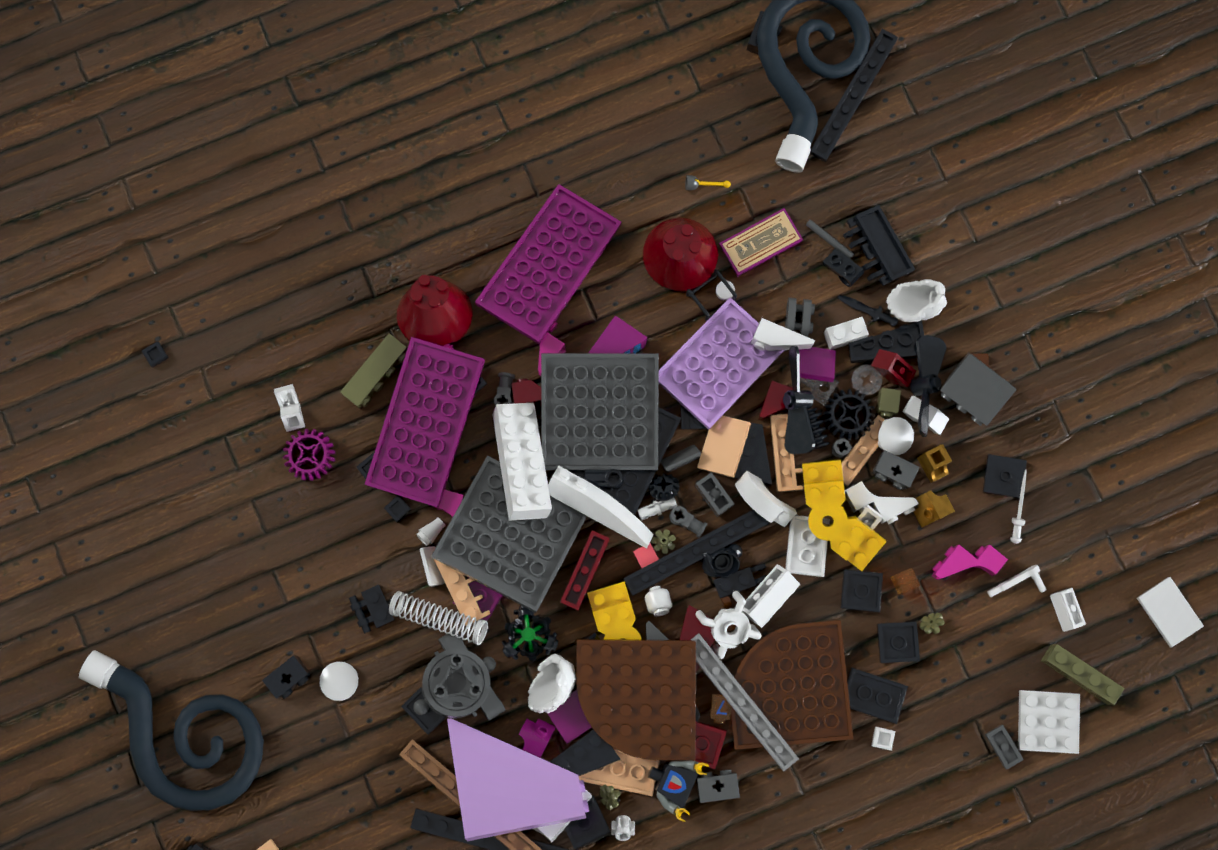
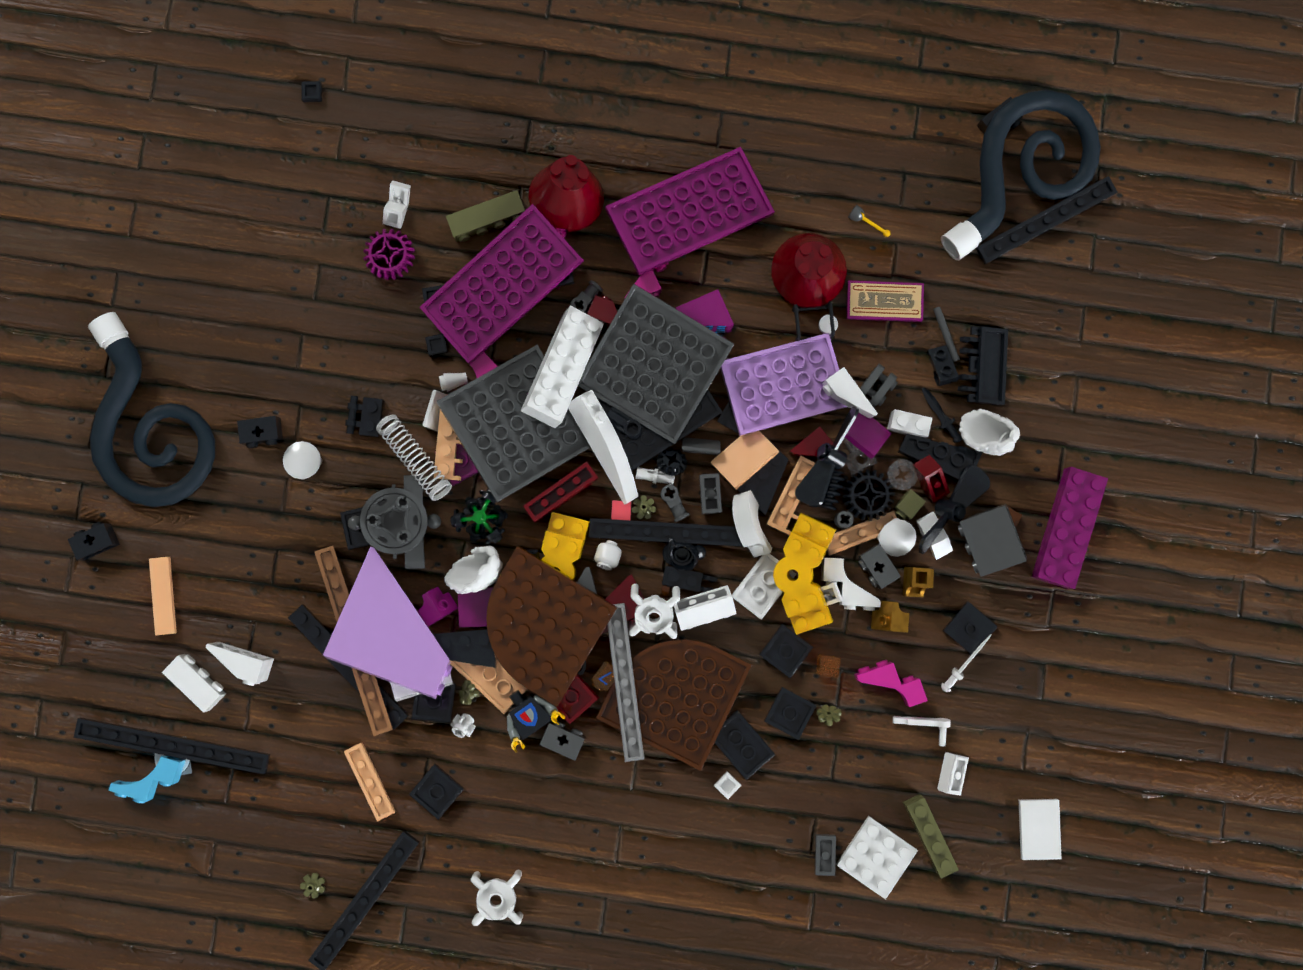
camera: 30 degrees right, 5 degrees up
(1034, 340) = (1069, 527): none -> magenta brick

